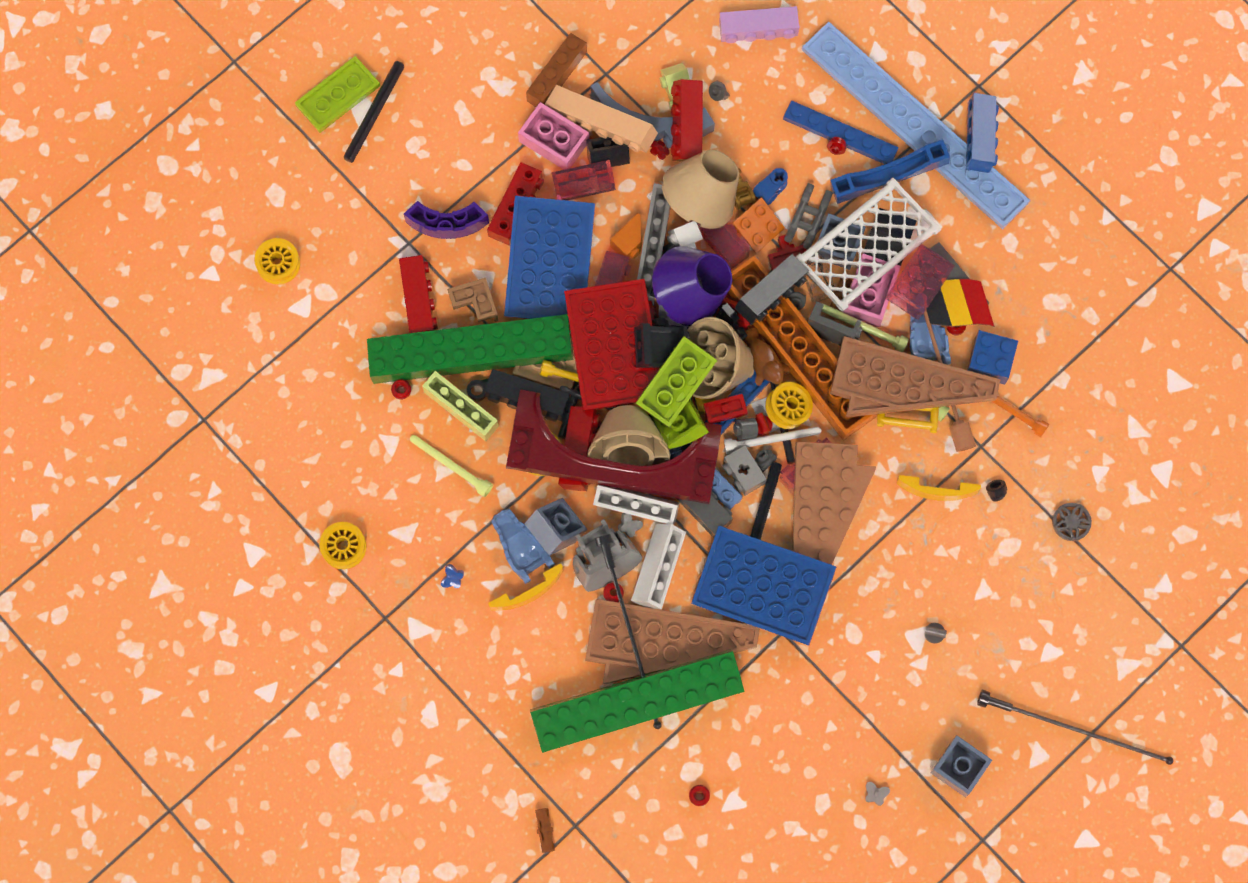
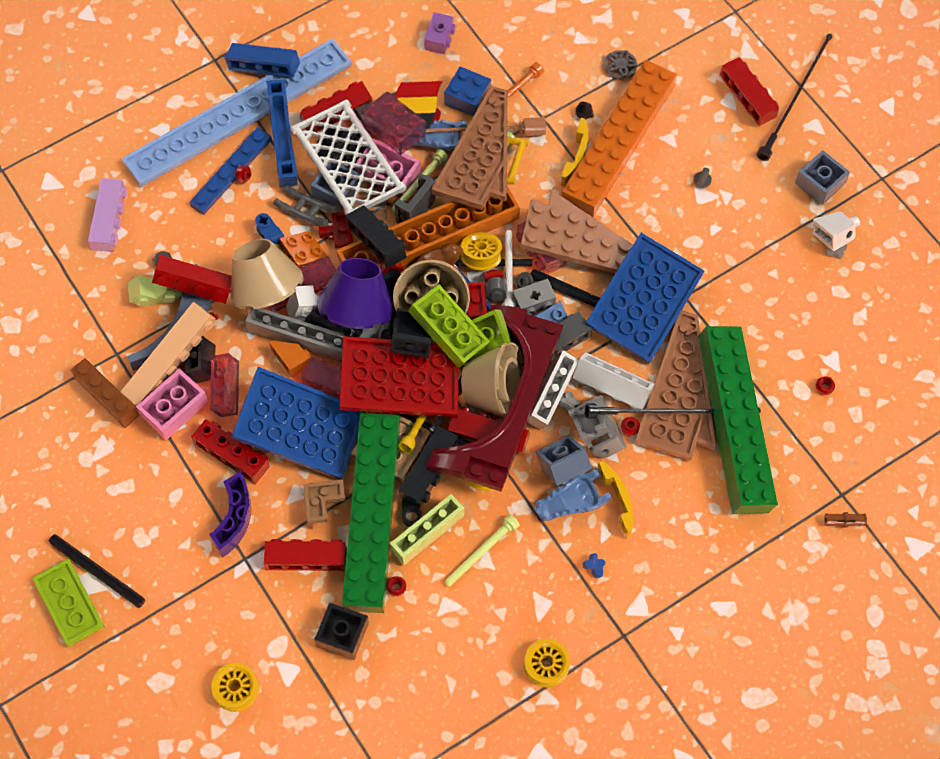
camera: 80 degrees left, 10 degrees down
(343, 345) = (341, 631): none -> black brick
(895, 788) = (835, 229): none -> white torso
(951, 235) = (356, 94): none -> red brick
(968, 532) = (619, 137): none -> orange brick
(1062, 671) = (749, 91): none -> red brick
(1065, 313) = (439, 33): none -> medium lavender brick

